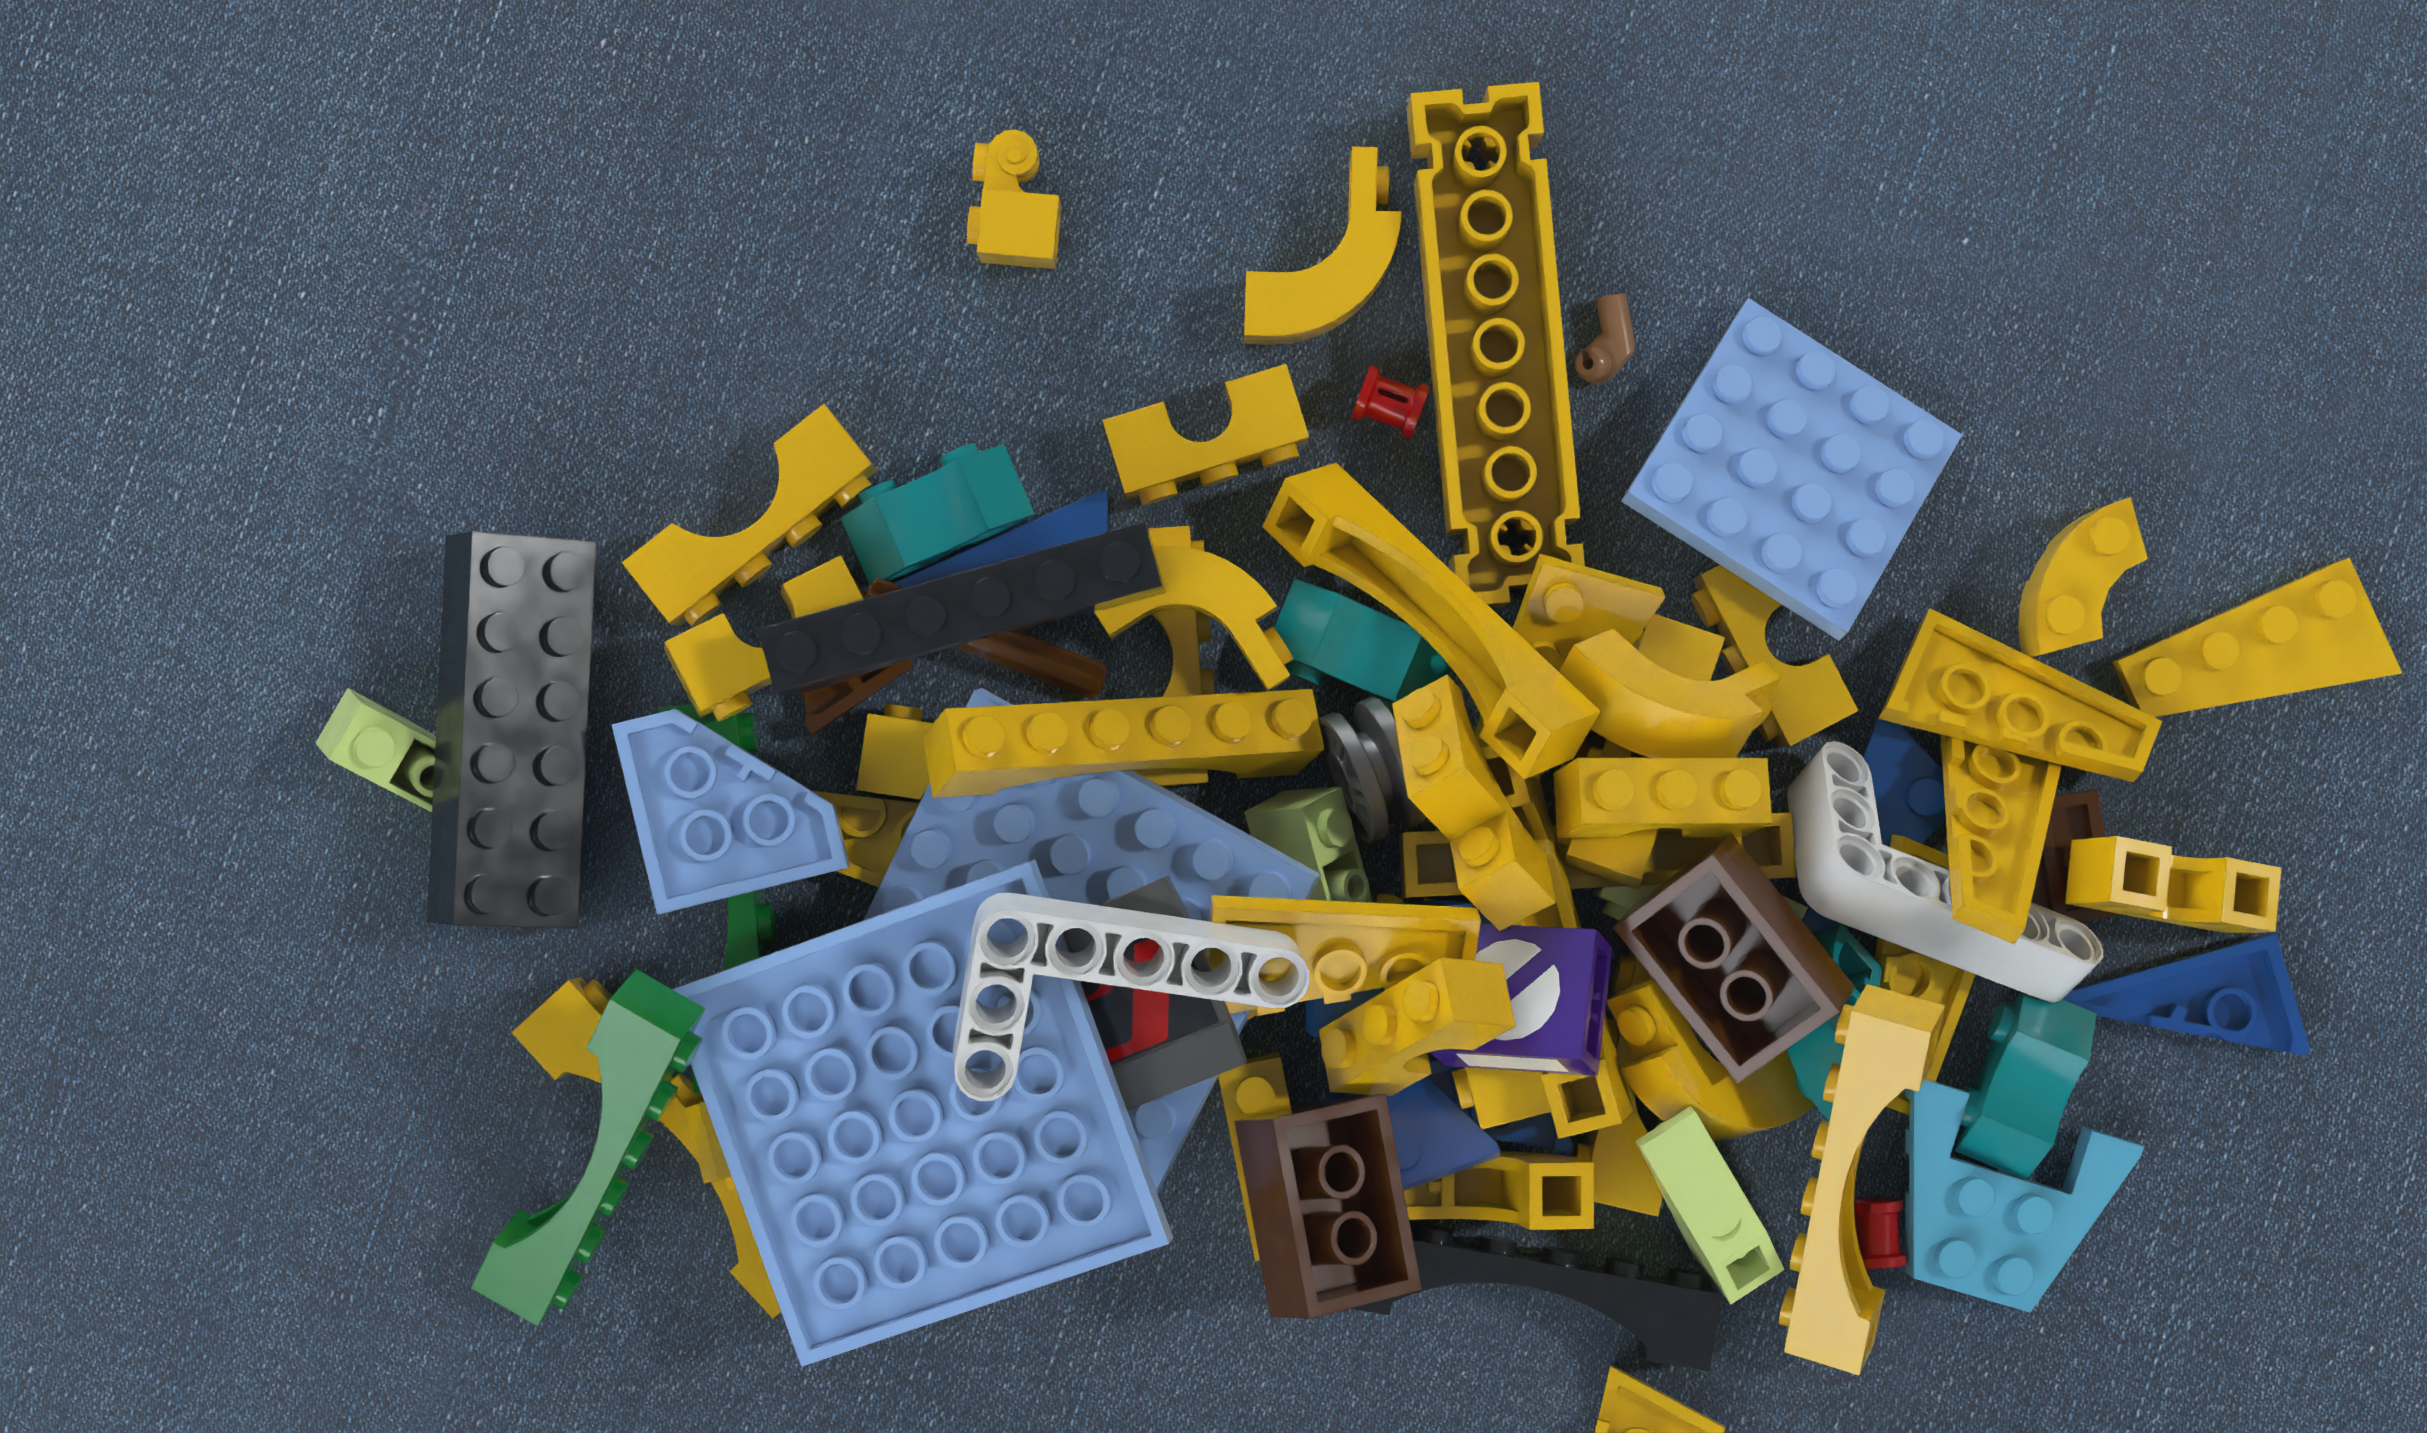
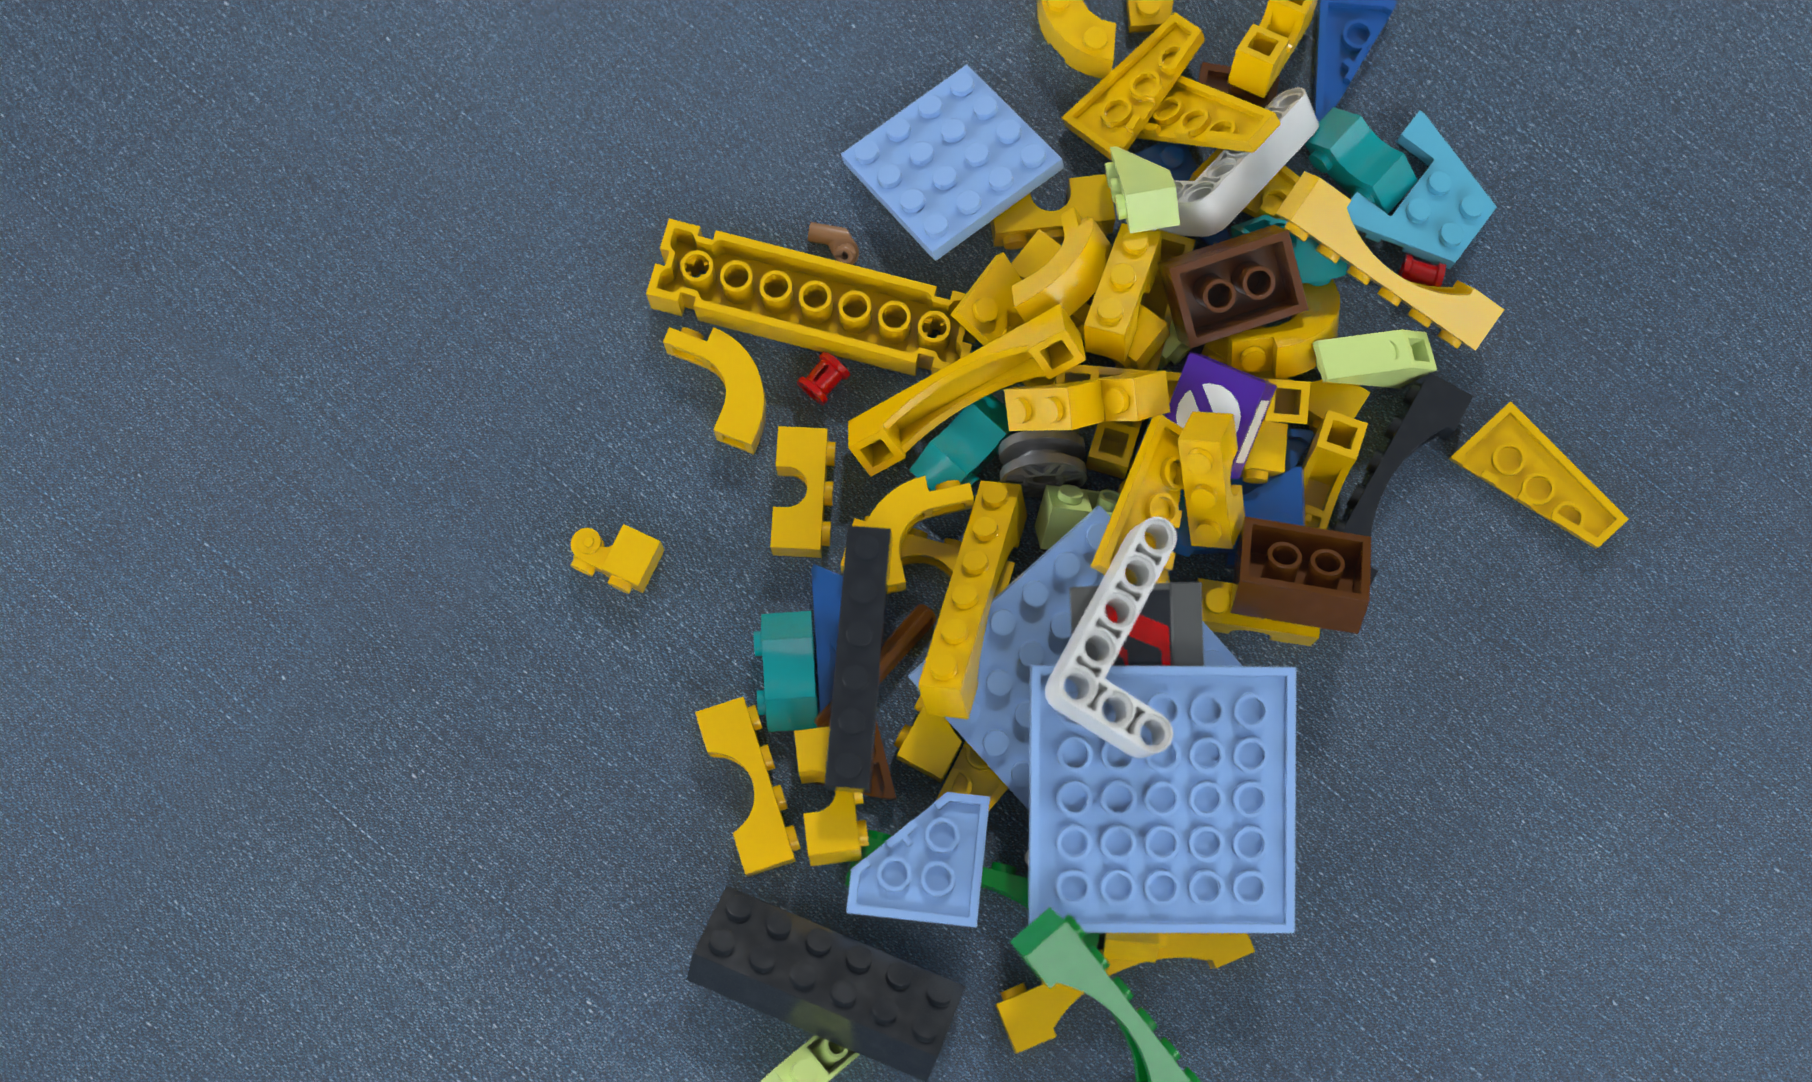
camera: 70 degrees left, 10 degrees down
(1826, 770) = (1141, 192): none -> yellowish green slope

